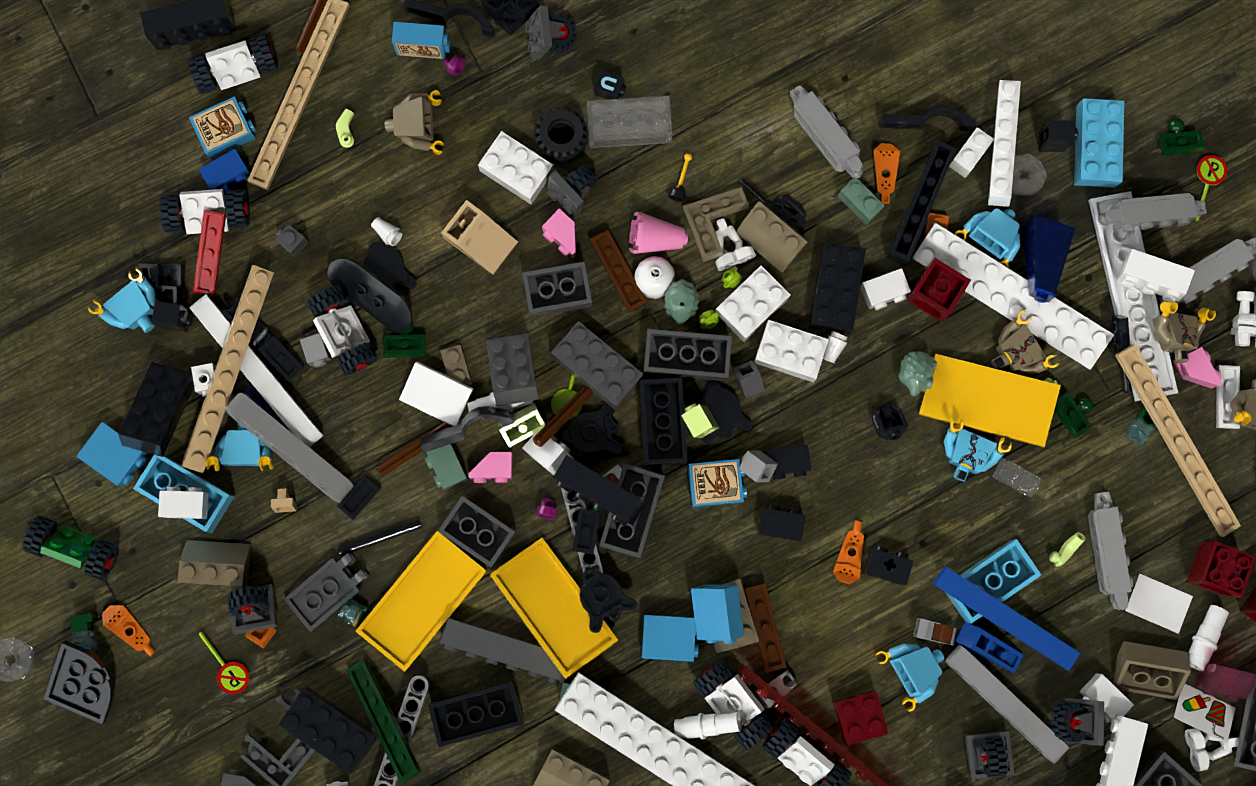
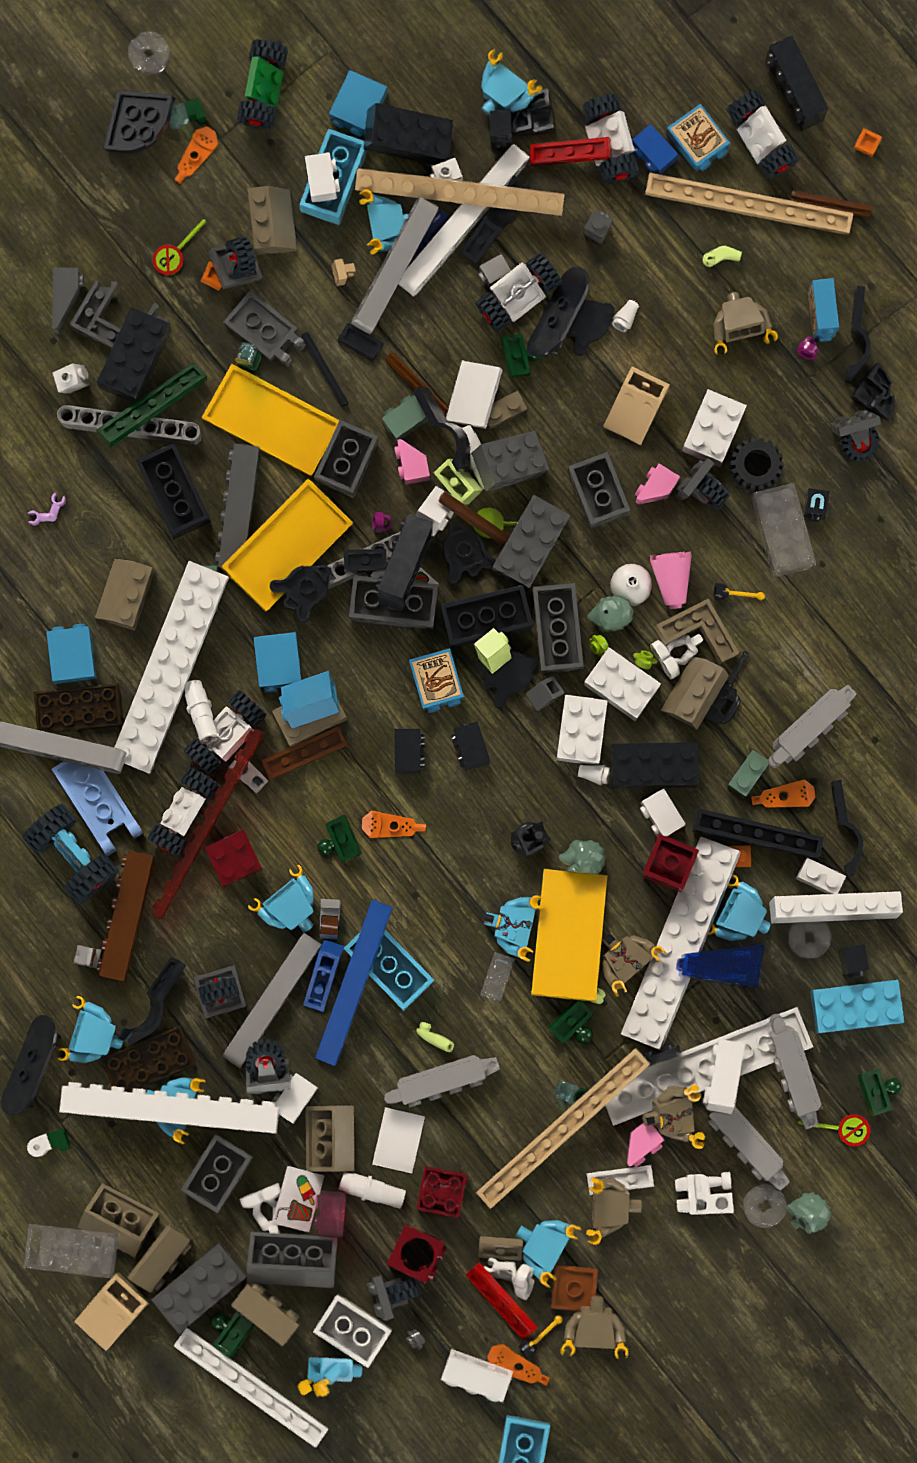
camera: 85 degrees right, 0 degrees up
(618, 271) = (630, 547): reddish brown plate -> none
(758, 466) = (459, 715): light grey brick -> none
(857, 605) = (342, 840): none -> dark green plate
(875, 566) = (381, 850): black brick -> none

